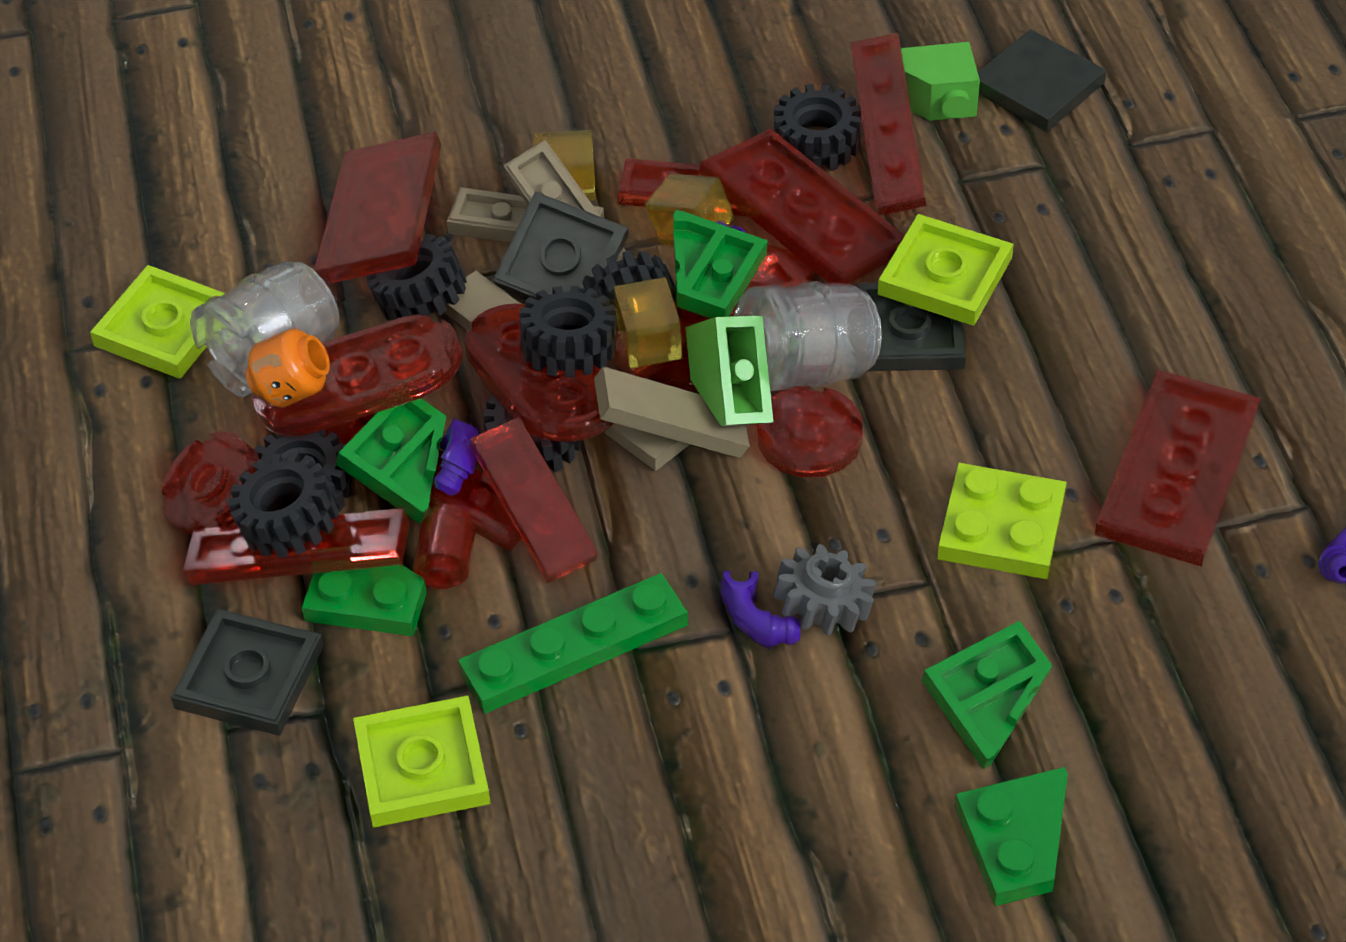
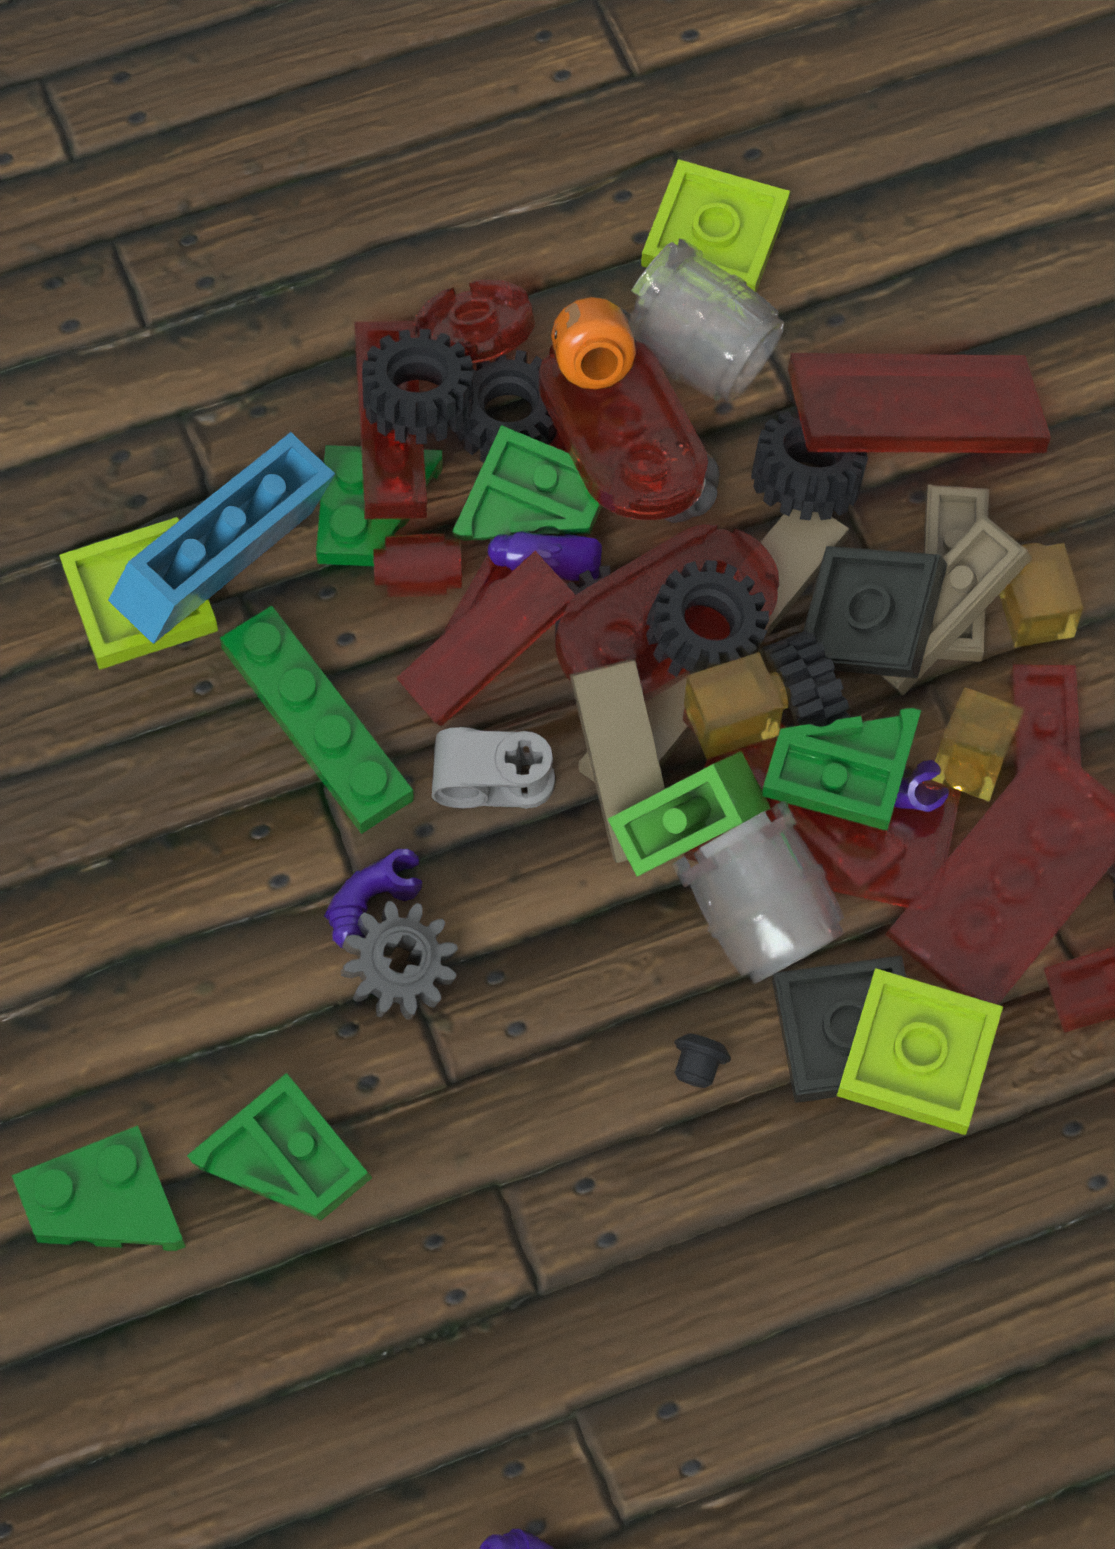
camera: 80 degrees right, 15 degrees up
(247, 672) = (243, 409): pearl dark grey tile -> none
(403, 661) = (220, 537): none -> dark azure brick
(653, 511) = (485, 769): none -> light grey piece
(811, 432) = (653, 932): clear red tile -> none
(931, 410) = (699, 1059): none -> black piece
(1002, 520) = (544, 1157): lime plate -> none
(1178, 467) = (661, 1363): clear red tile -> none

